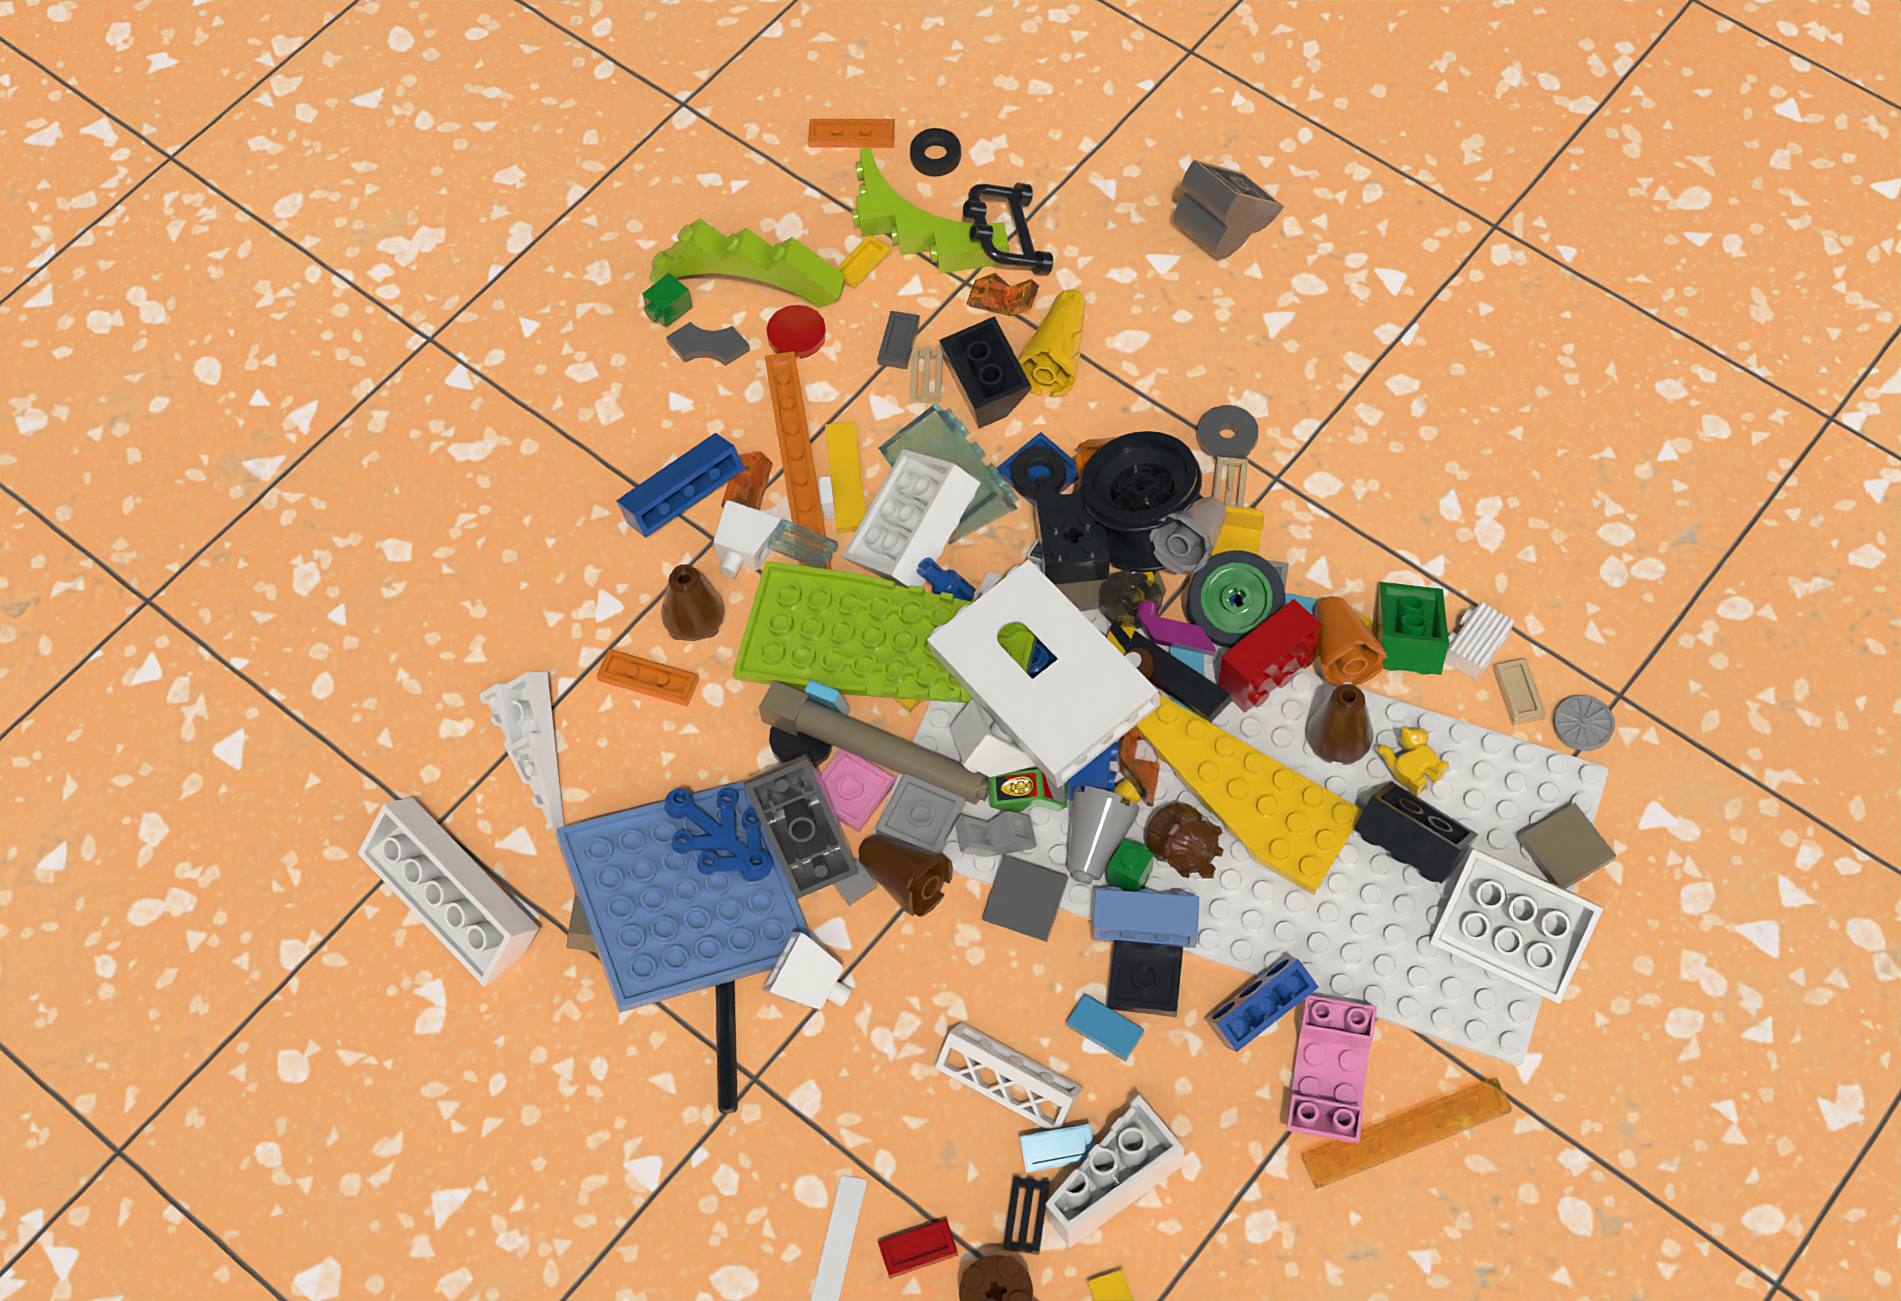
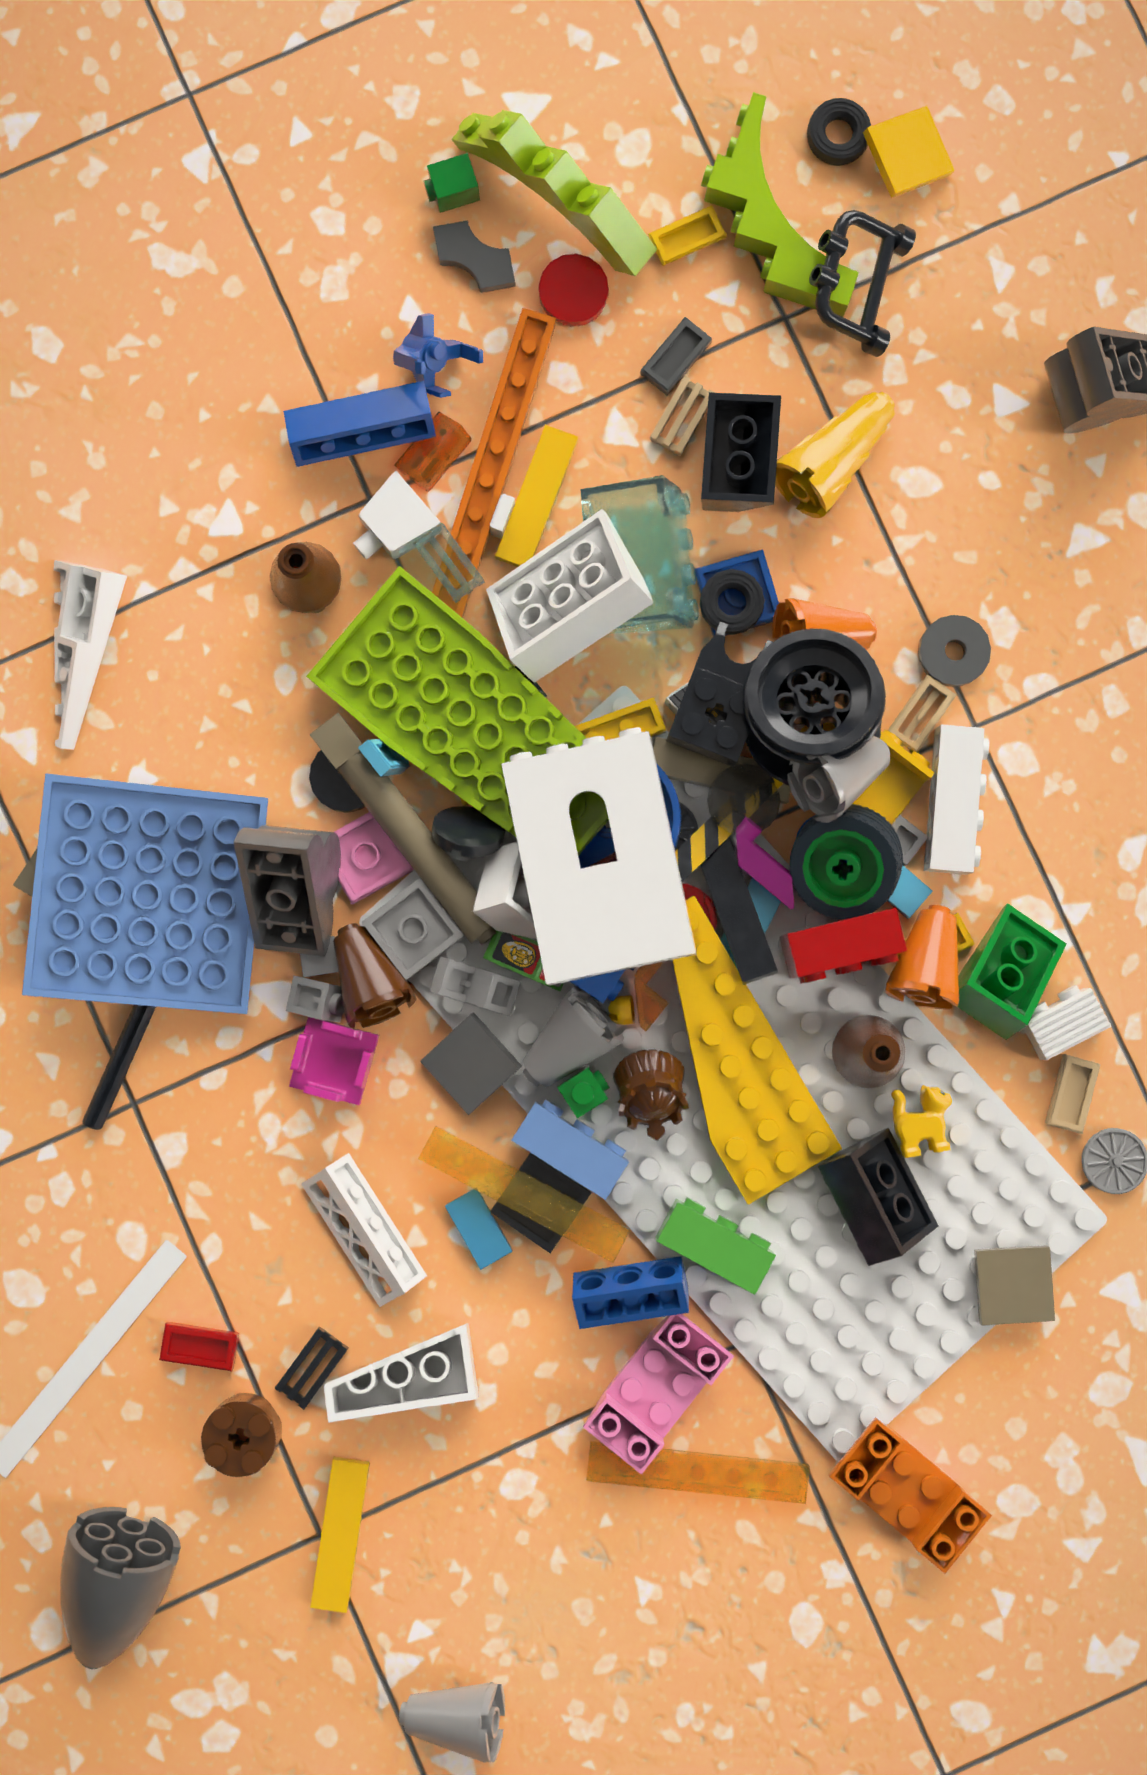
camera: 20 degrees right, 25 degrees up
(648, 677) = (228, 628): orange tile -> none
(706, 415) = (428, 354): none -> blue piece
(720, 837) = (207, 857): blue plant -> none
(806, 975) = (220, 1039): white torso -> none
(851, 133) = (761, 57): orange tile -> none
(869, 912) = (315, 999): none -> light grey bracket
(909, 953) = (333, 1061): none -> dark pink panel
(928, 716) = (466, 831): none -> black tile
(945, 581) = (568, 688): blue arm -> none
(993, 140) = (908, 151): none -> yellow tile
(997, 296) = (810, 360): clear orange slope -> none
(1056, 1147) = (372, 1321): tile -> none
(1128, 972) = (524, 1194): none -> clear yellow plate
(1141, 660) = (707, 882): reddish brown tile -> none
(1293, 528) = (955, 800): none -> white brick
(1309, 932) = (716, 1244): none -> bright green brick
(1517, 925) = (918, 1340): white slope -> none
(1589, 1053) = (911, 1494): none -> orange slope

